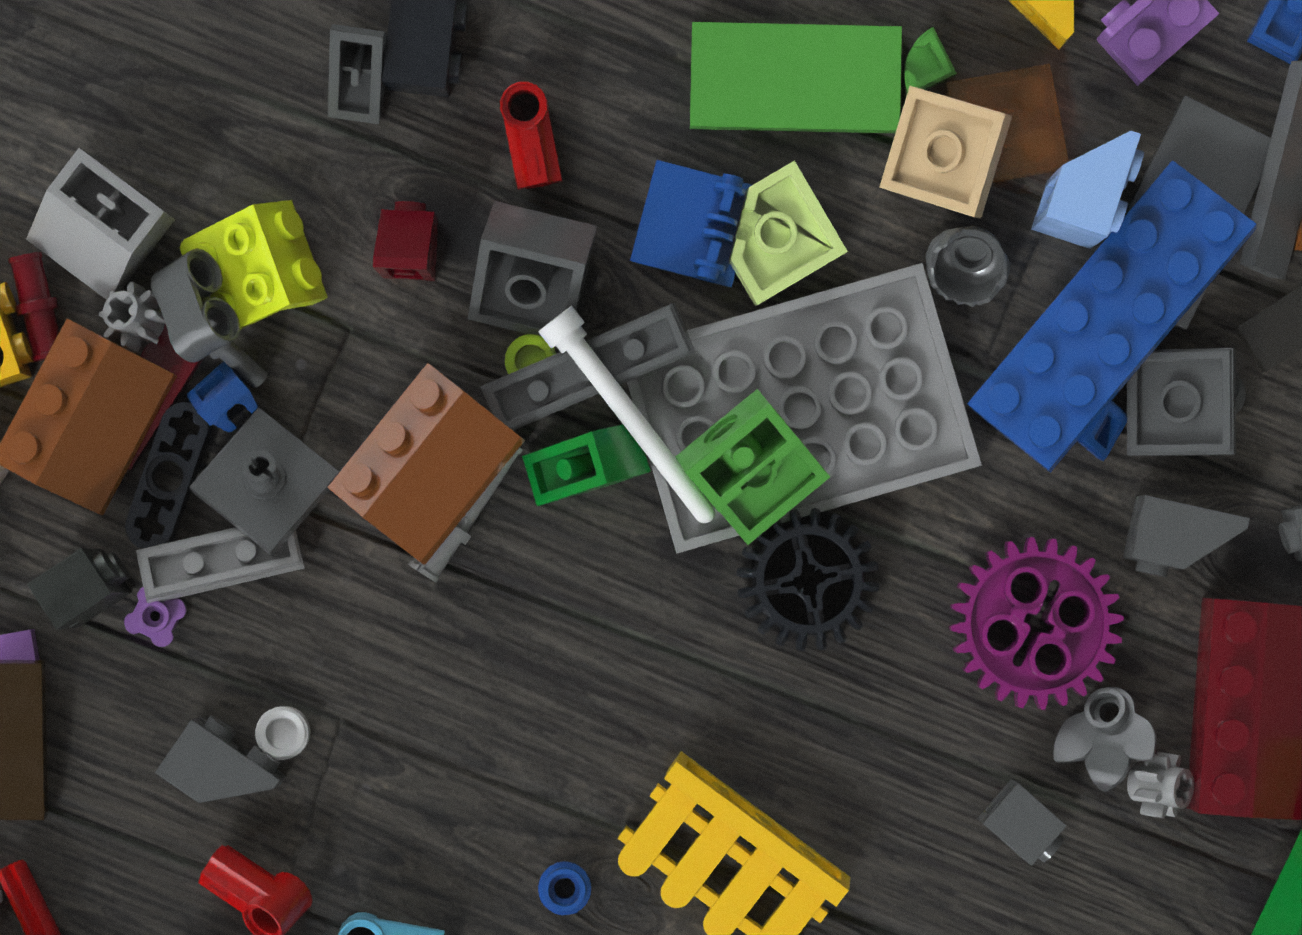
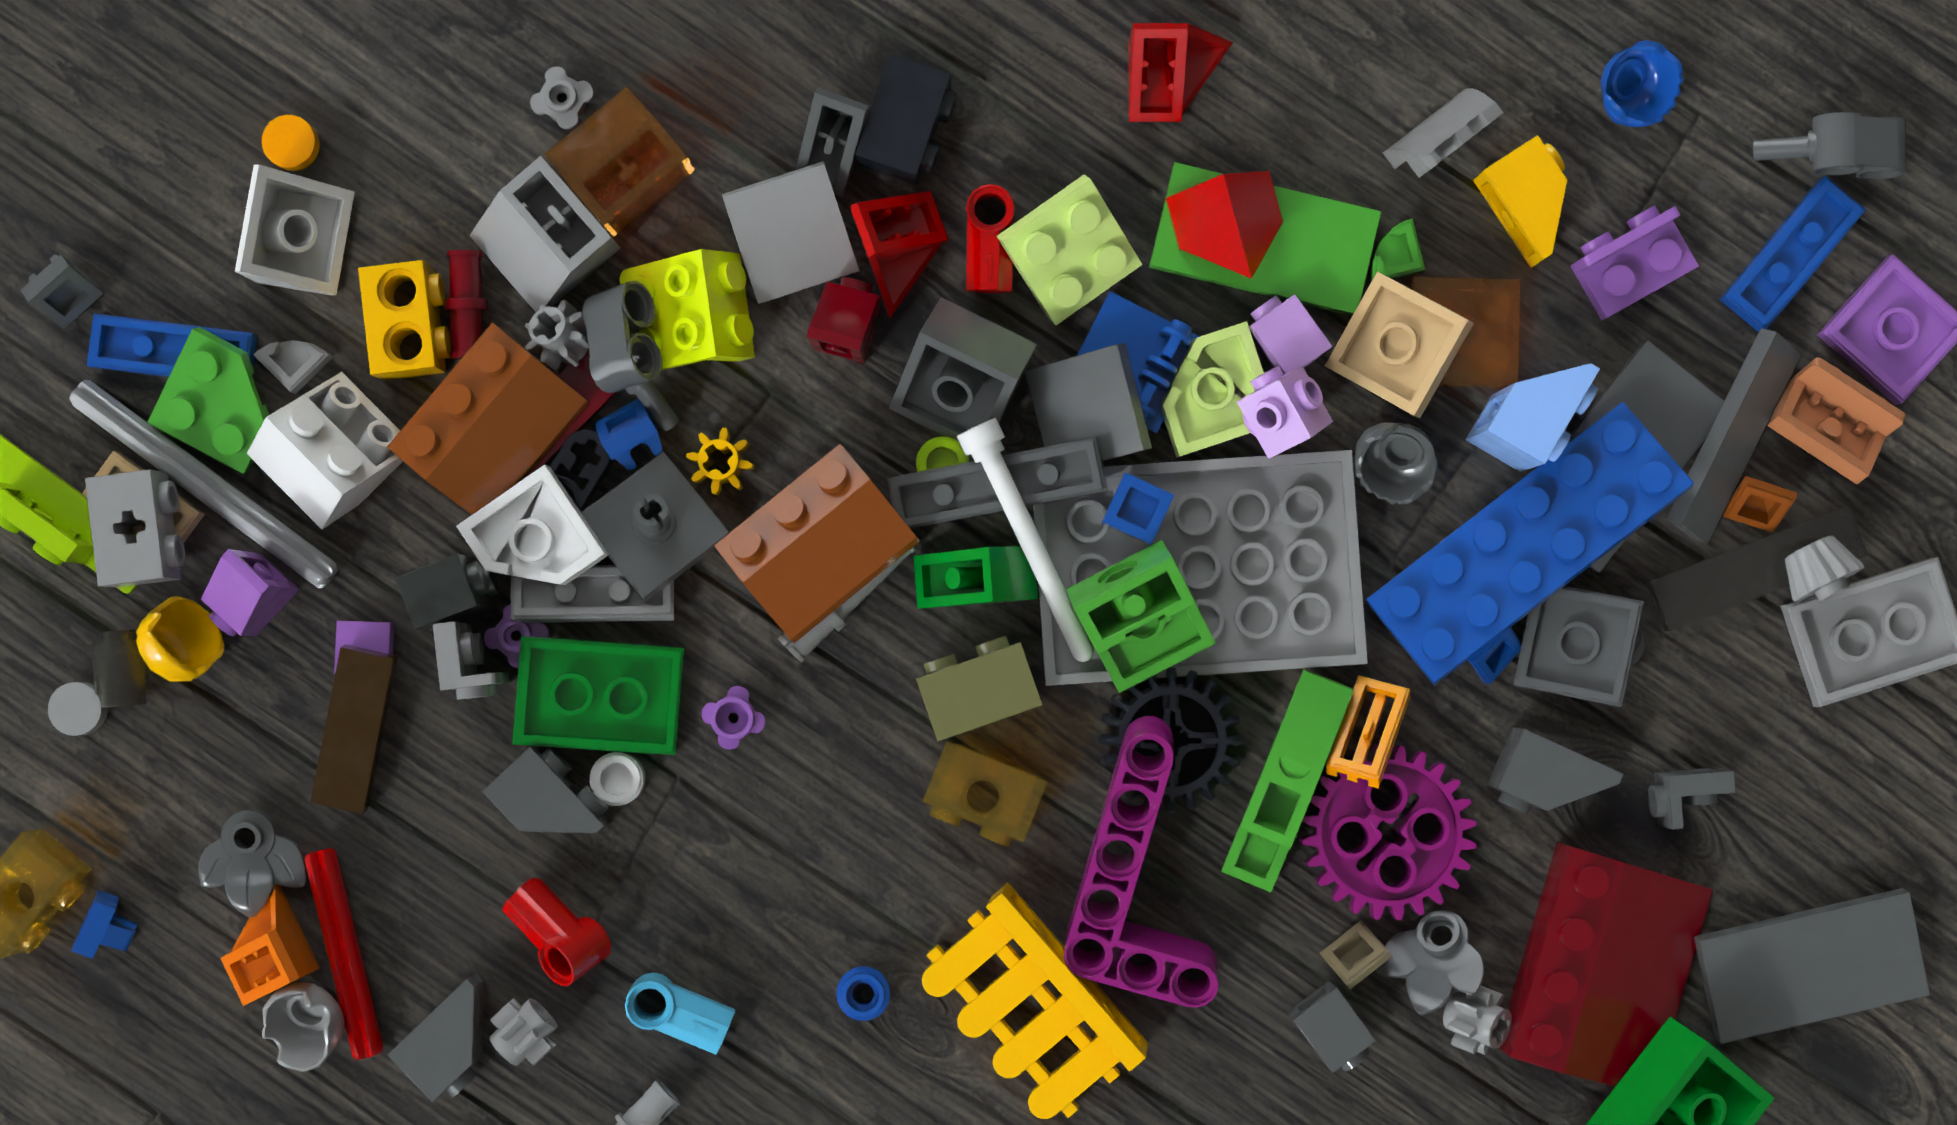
camera: 10 degrees right, 0 degrees up
(94, 100) = (568, 112): none -> light grey plate
(104, 648) = (457, 661): none -> light grey bracket
(150, 512) = (534, 532): none -> white plate
(156, 136) = (620, 161): none -> clear orange slope
(246, 656) = (598, 695): none -> green tile
(301, 407) = (705, 460): none -> yellow gear
(336, 169) = (790, 232): none -> light grey slope
(366, 649) = (735, 702): none -> medium lavender plate
(442, 155) = (899, 241): none -> red slope
(609, 128) = (1069, 249): none -> yellowish green plate
(611, 570) = (979, 689): none -> olive brick
(660, 267) = (1090, 399): none -> dark grey tile
(671, 661) = (1017, 791): none -> clear yellow brick
(727, 363) = (1137, 508): none -> blue plate
(755, 66) = (1227, 220): none -> red slope
(785, 720) = (1119, 875): none -> magenta beam
(836, 167) = (1287, 334): none -> lavender brick
(847, 238) = (1284, 409): none -> lavender brick
(928, 594) = (1287, 780): none -> bright green slope
(992, 567) = (1356, 768): none -> light orange tile
(1030, 748) = (1355, 954): none -> dark tan slope

